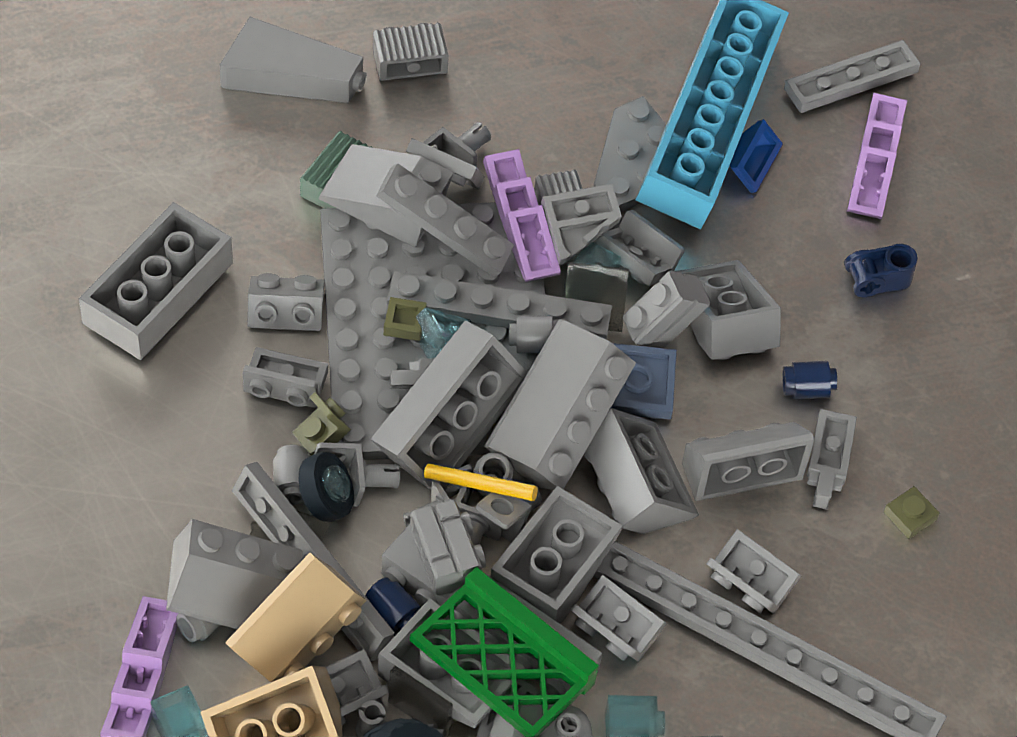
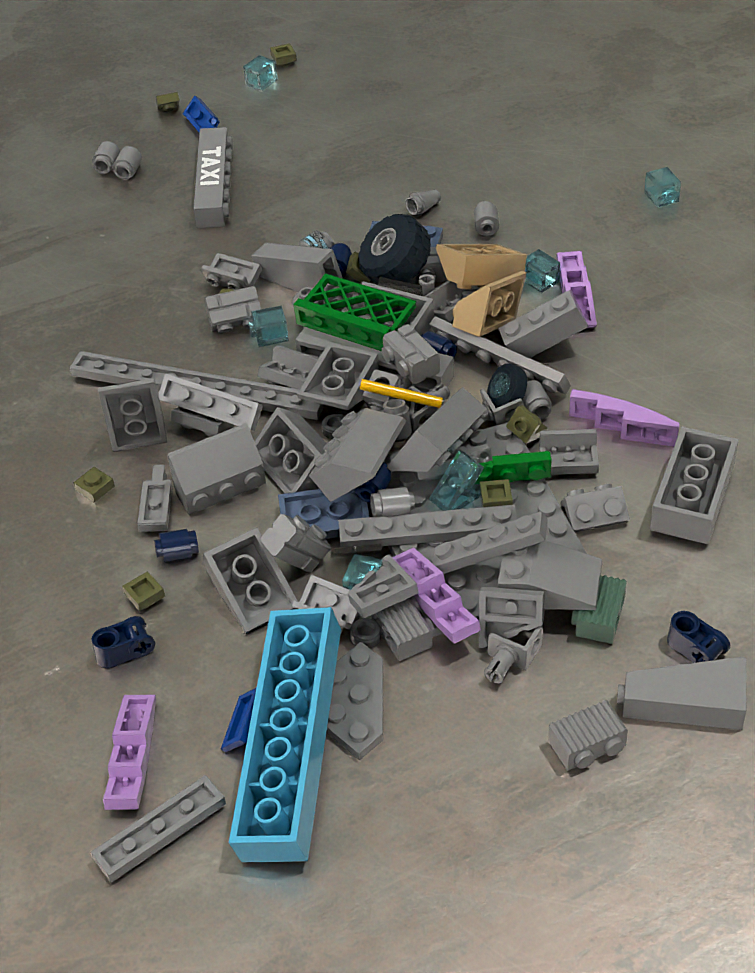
camera: 175 degrees right, 10 degrees down
(182, 406) = (620, 415): none -> lavender slope
(253, 117) = (696, 638): none -> dark blue piece
(370, 346) = (517, 467): none -> green hinge
(734, 553) = (209, 402): none -> light grey plate
(853, 330) = (143, 591): none -> olive plate
(855, 561) = (133, 414): none -> light grey slope

